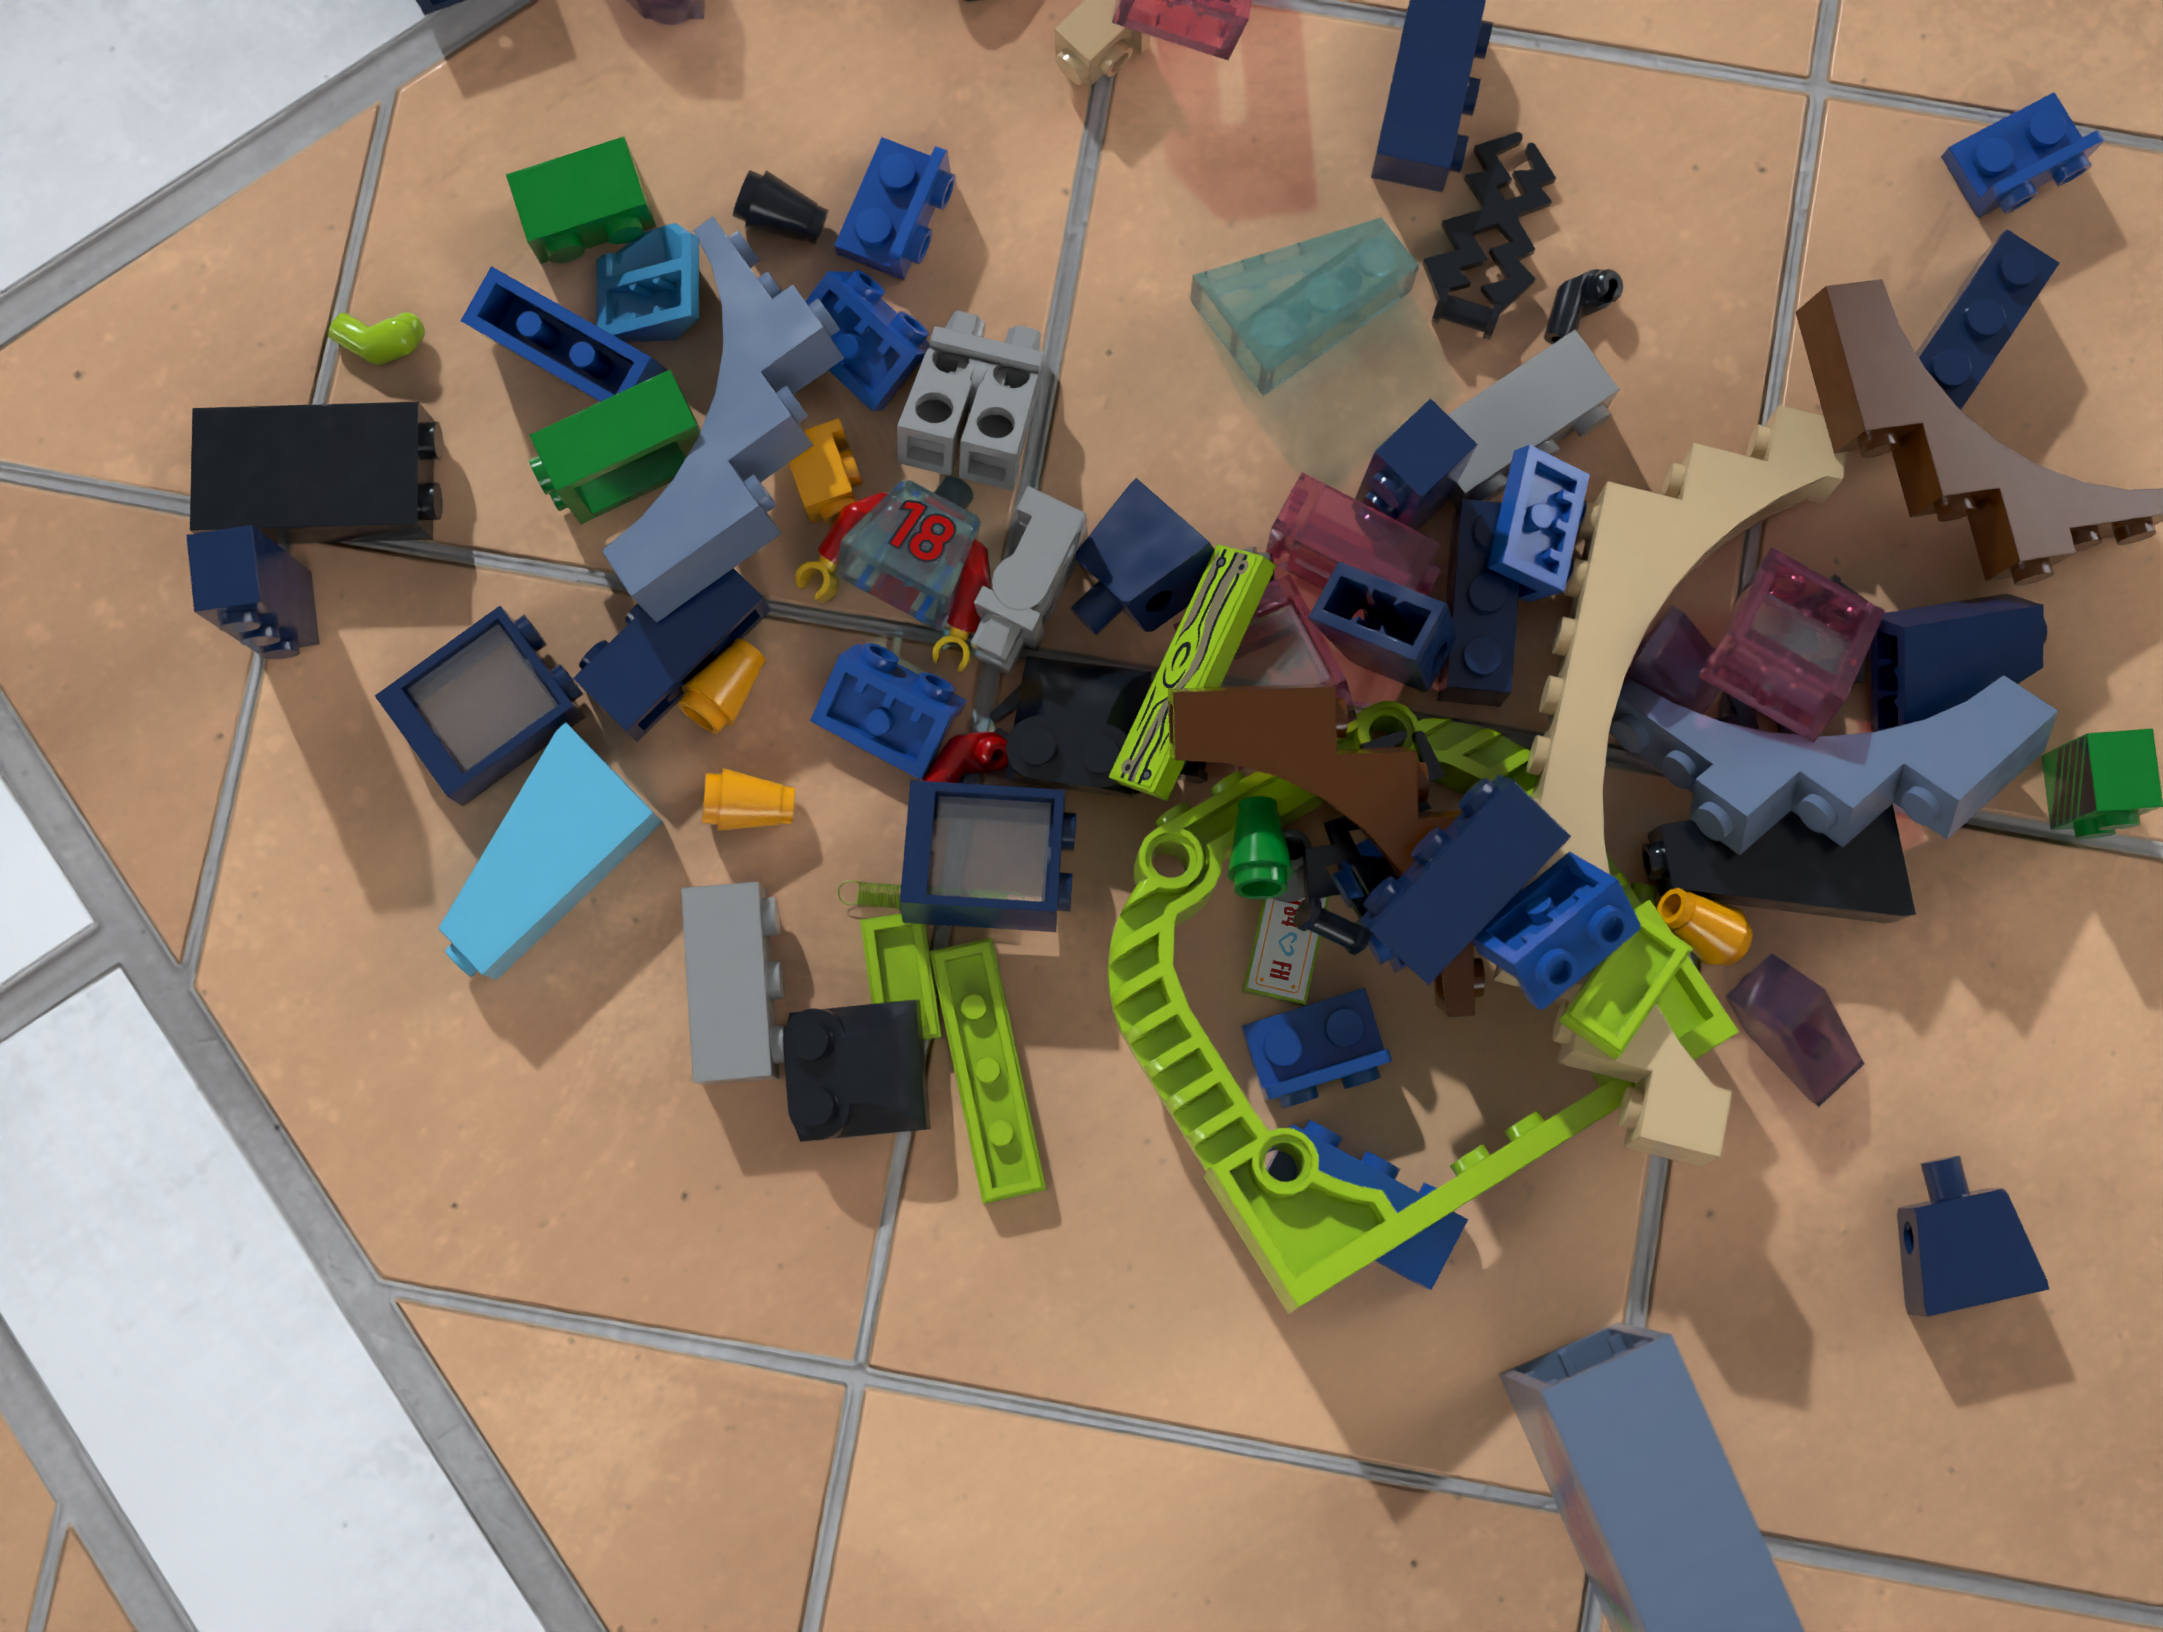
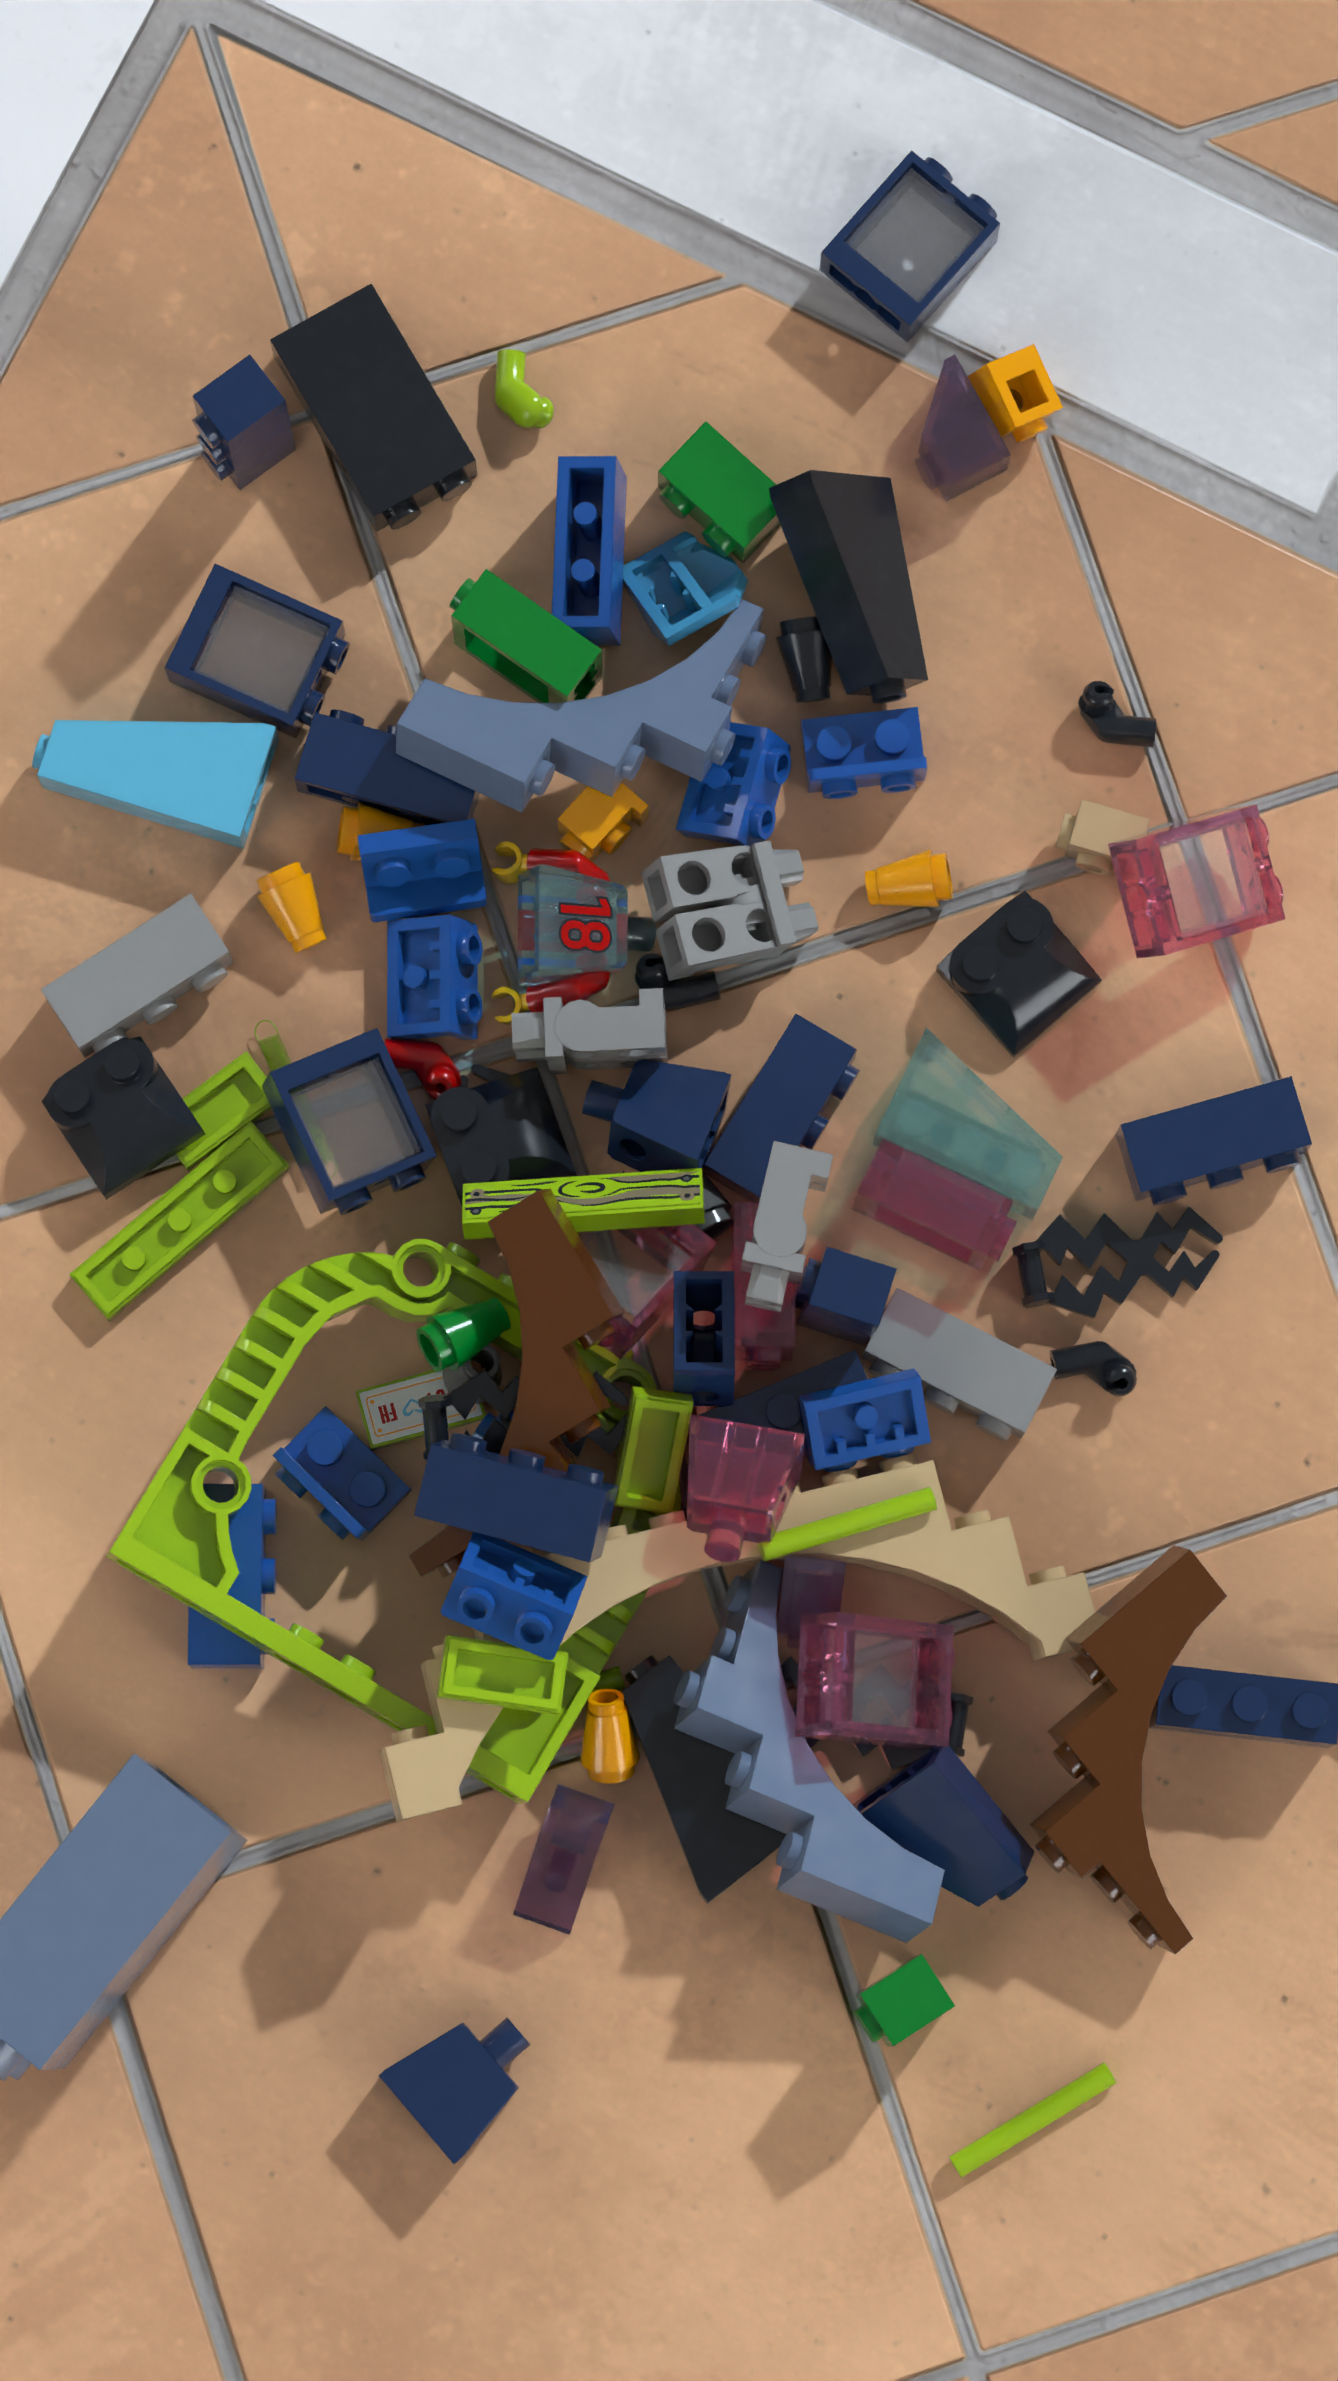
camera: 55 degrees right, 0 degrees up
(731, 120) = (856, 577): none -> black slope
(781, 660) = (422, 870): none -> blue bracket
(1000, 505) = (678, 992): none -> black arm
(1041, 226) = (912, 881): none -> light orange cone
(1176, 180) = (1018, 972): none -> black slope
(1193, 451) = (783, 1105): none -> dark blue brick
(1328, 483) = (780, 1225): none -> light grey hips
(1362, 357) = (935, 1206): none -> clear pink window
(1463, 728) = (652, 1449): none -> lime tile
(1547, 665) = (739, 1482): none -> clear pink torso
(1633, 588) = (849, 1523): none -> lime bar

